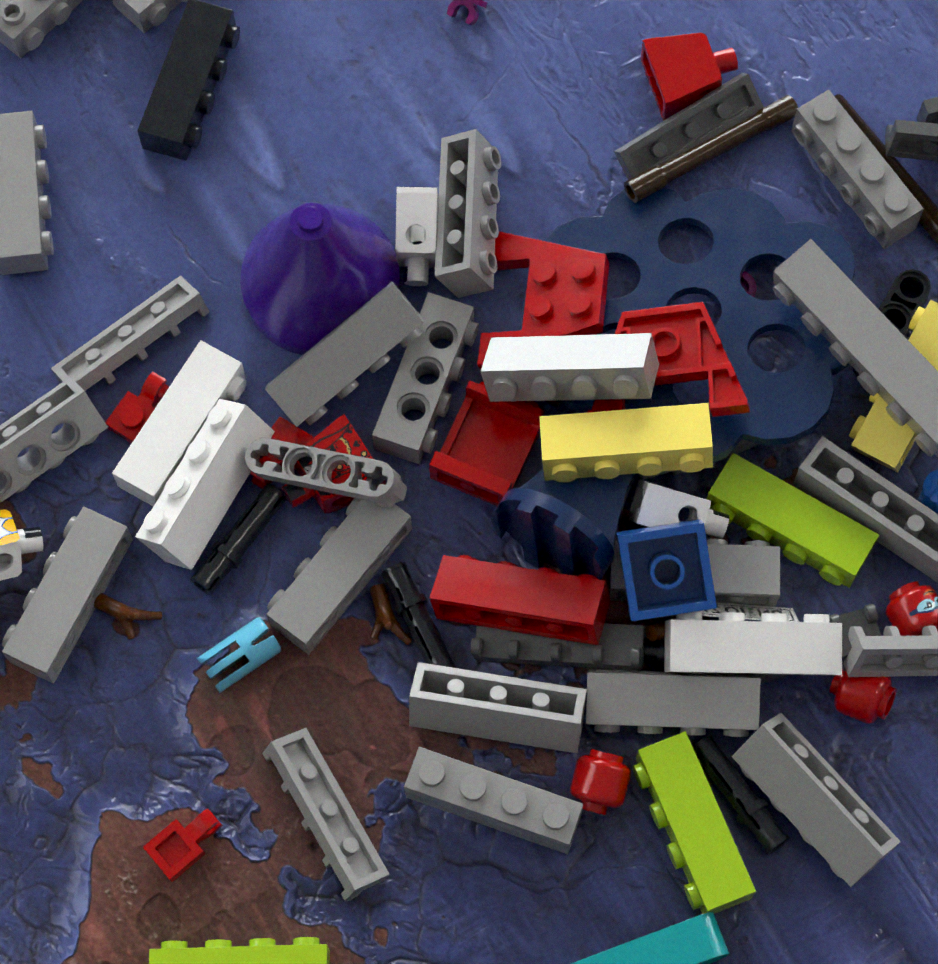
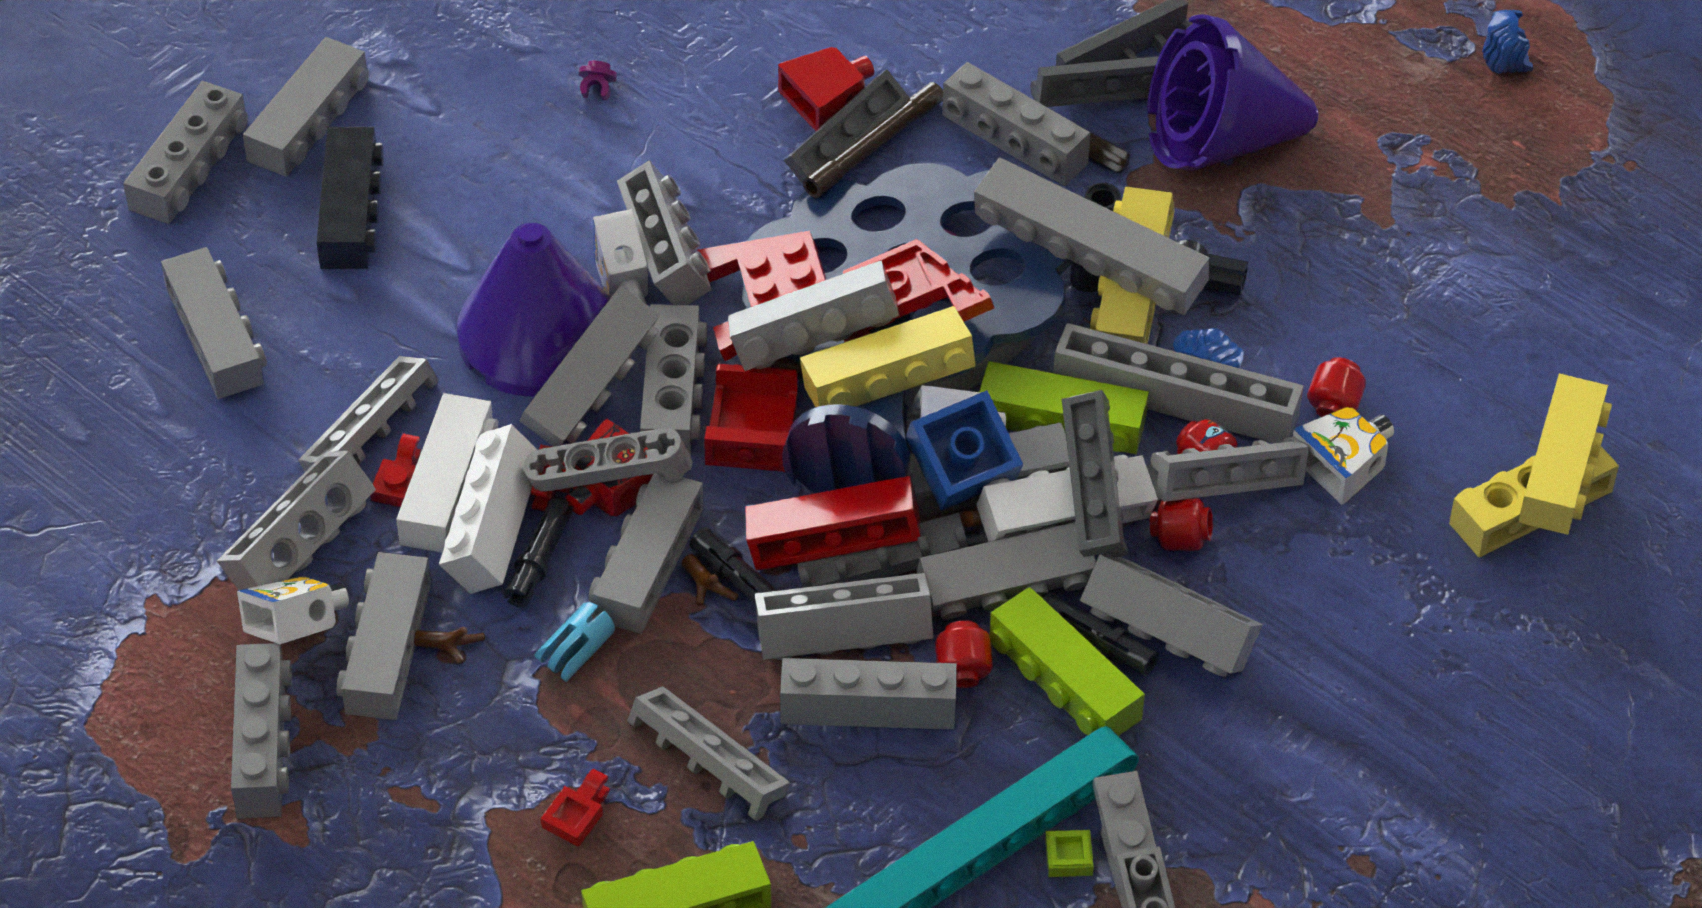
camera: 20 degrees left, 20 degrees down
(783, 638) = (1093, 474): none -> dark grey hinge

